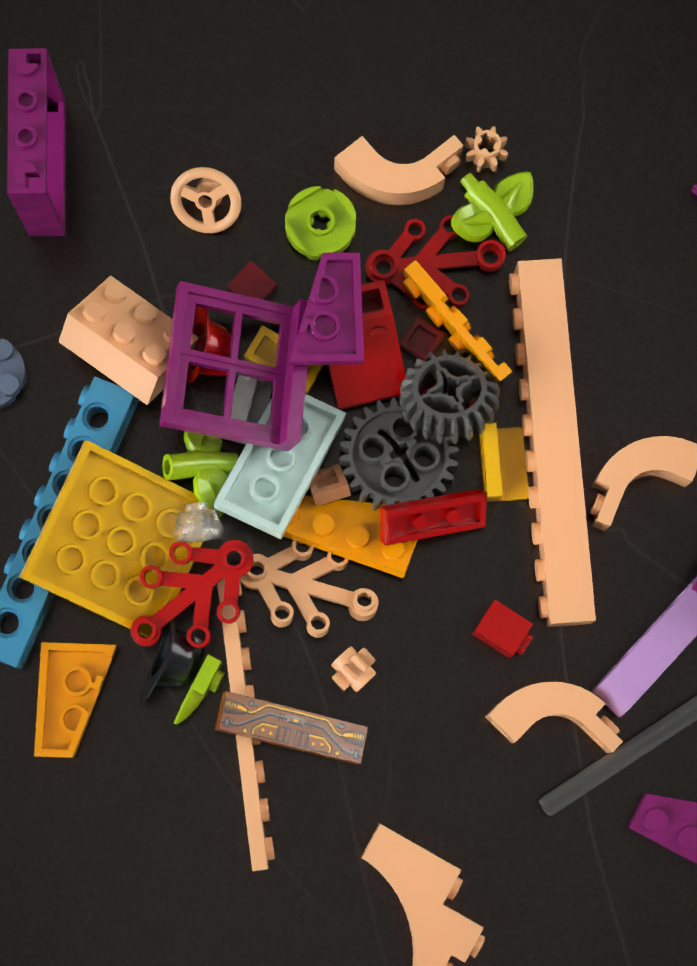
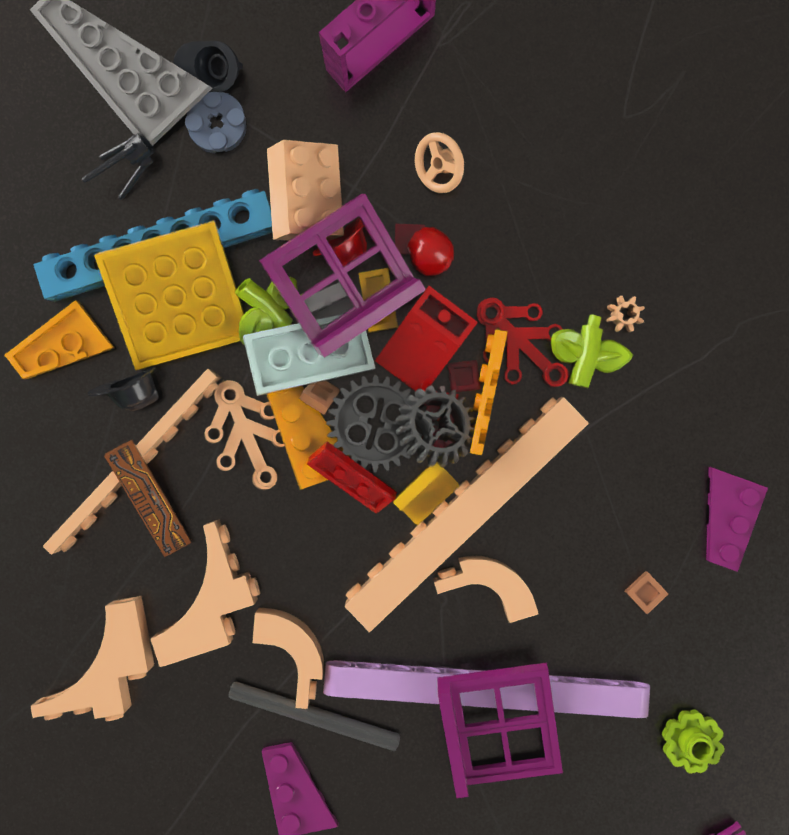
camera: 55 degrees right, 10 degrees up
(197, 524) = (222, 336): clear cone -> none
(197, 589) = (182, 369): red plant -> none
(207, 680) = (138, 421): lime plate -> none
(280, 274) = (431, 251): none -> red hair
(324, 203) = (502, 240): lime plate -> none
(333, 315) = (424, 310): magenta wing -> none
(353, 669) = (217, 505): light nougat gear -> none
(393, 182) = (553, 275): light nougat arch -> none
(457, 779) = (221, 593): none -> light nougat arch
(504, 630) = (319, 578): red brick -> none

